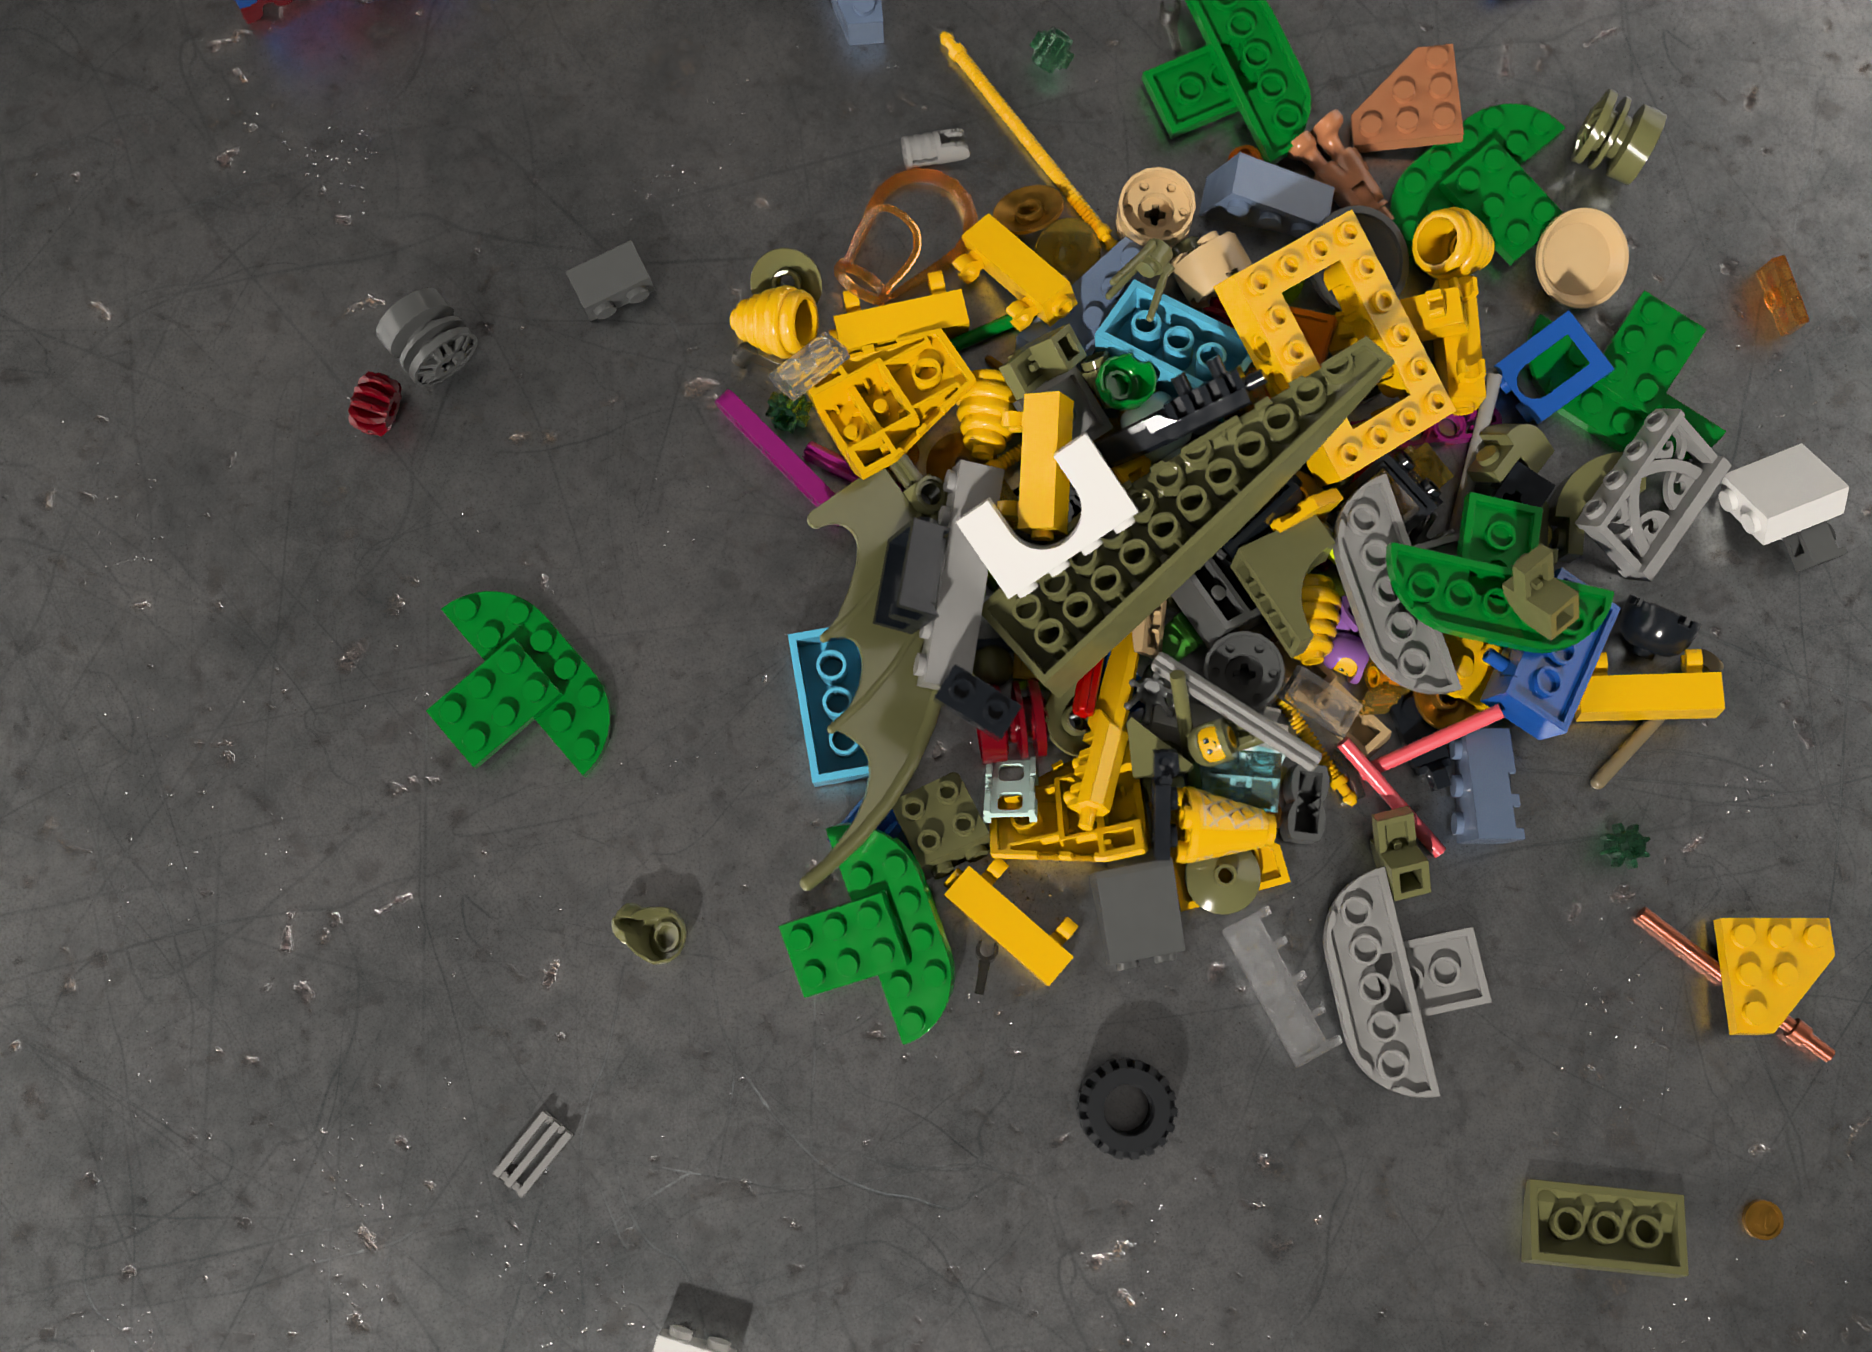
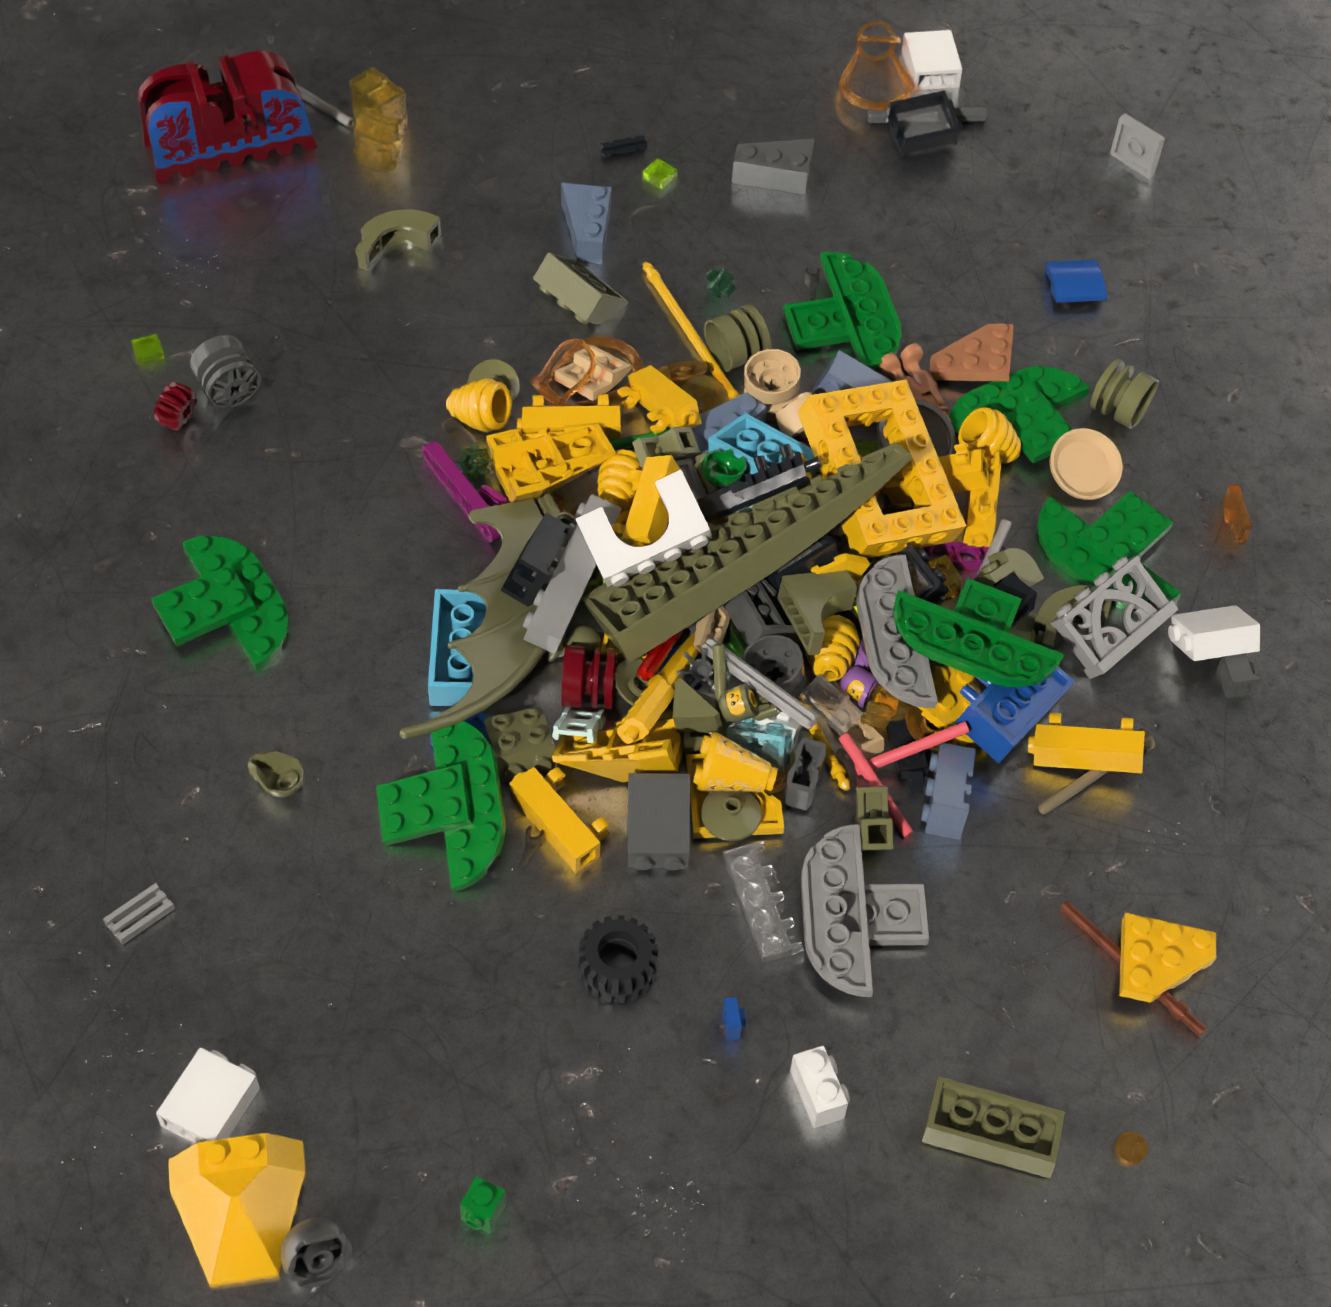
camera: 10 degrees right, 25 degrees down
(312, 308) = (147, 349): none -> clear neon green tile
(595, 42) = (396, 228): none -> olive arch
(611, 281) = (366, 362): dark grey brick -> none
(809, 366) = (491, 432): clear plate -> none
(864, 98) = (578, 289): none -> slope
(893, 240) = (607, 374): none -> tan slope
(934, 148) = (622, 326): light grey hinge -> none
(977, 703) = (563, 639): black brick -> none
(1095, 145) = (736, 336): none -> olive wheel
(1149, 262) = (761, 401): olive plant -> none
(1163, 800) = (691, 730): black hinge -> none
(1278, 1155) = (733, 1018): none -> blue plate
(1395, 1226) = (819, 1087): none -> white brick
(1540, 597) = (998, 635): olive brick -> none
(1544, 407) = (1060, 536): blue panel -> none
(1636, 844) = (1056, 851): clear green gear -> none
(1655, 629) = (1103, 705): black cylinder -> none

